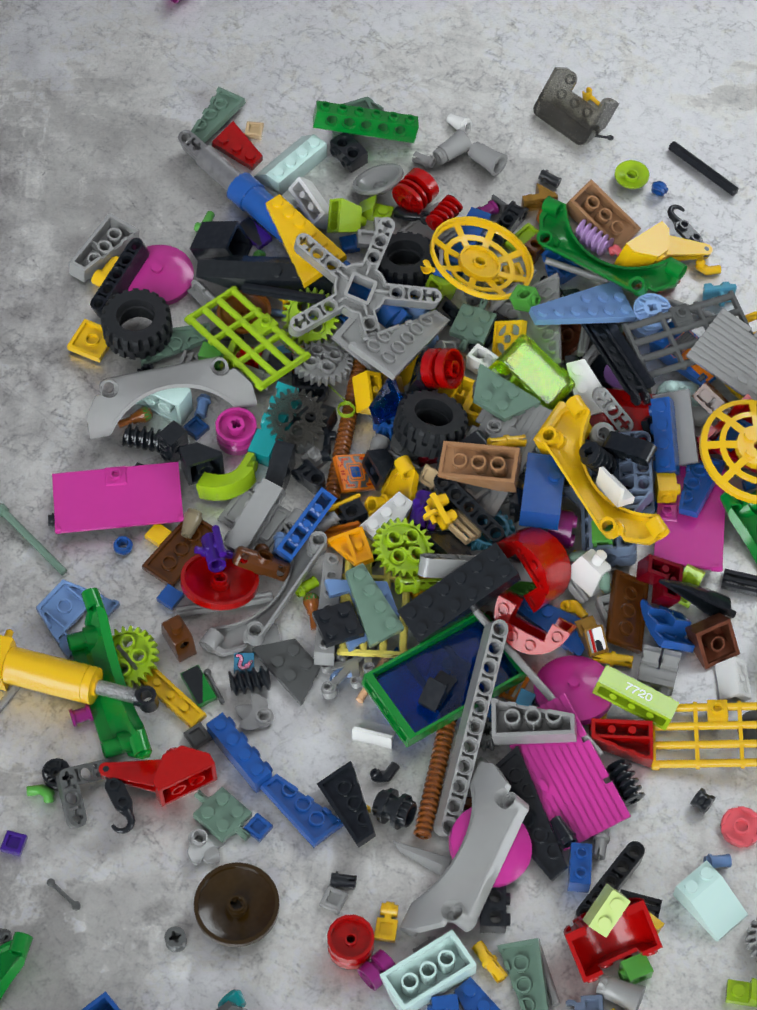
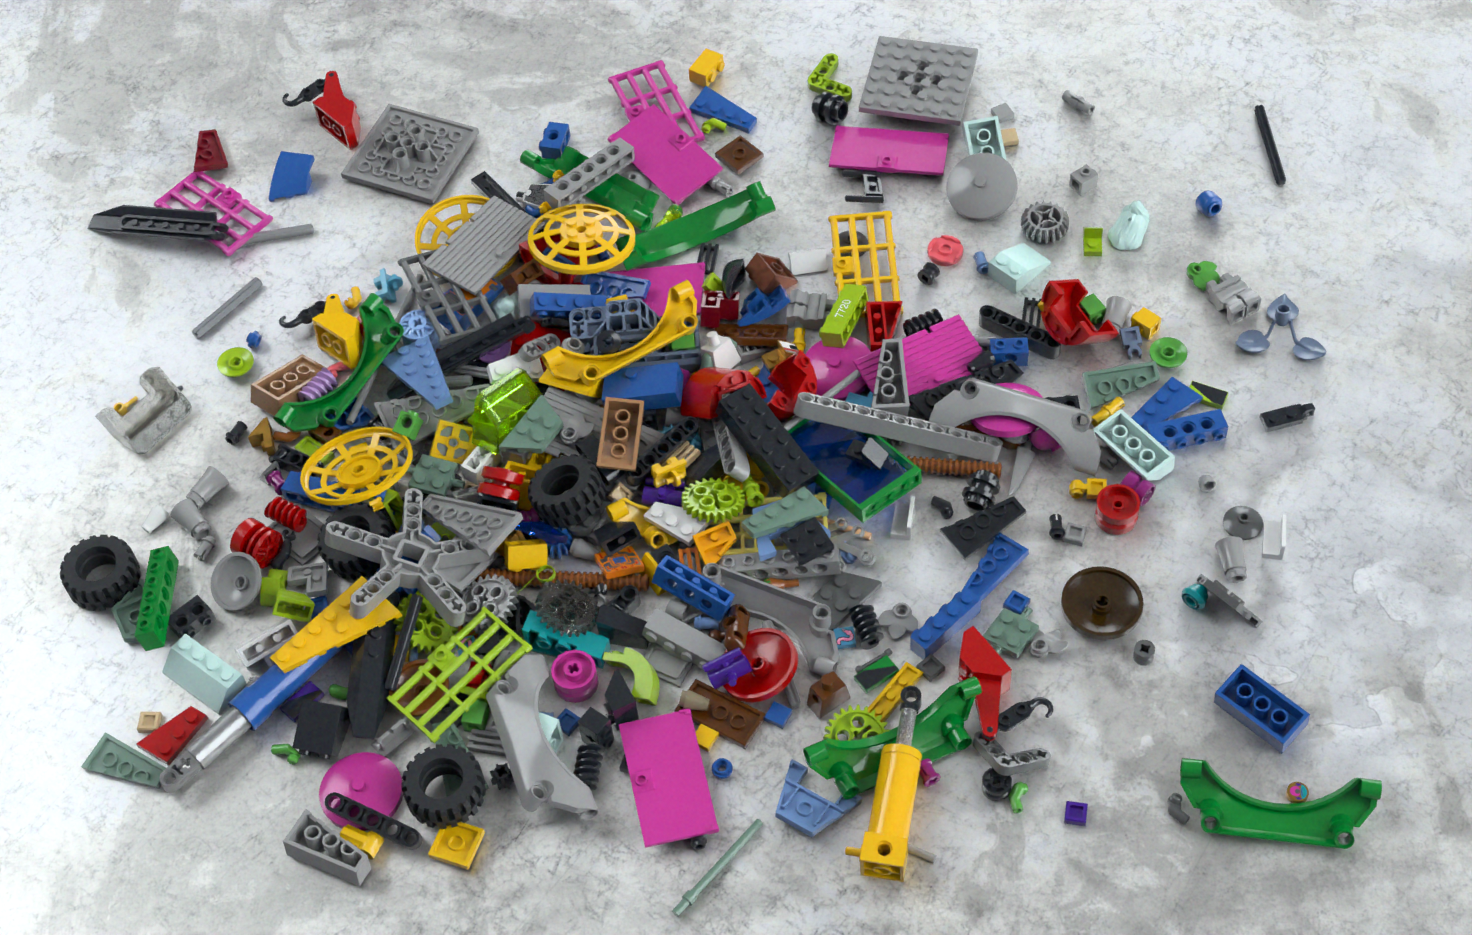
camera: 90 degrees left, 5 degrees down
(75, 904) = (1127, 747): dark grey hinge -> none
(403, 69) = (90, 555): none -> black tyre
(509, 441) = (590, 419): yellow pin -> none
(606, 910) = (1061, 309): yellowish green brick -> none
(613, 488) = (641, 327): white panel -> none
(626, 446) = (596, 314): black beam -> none

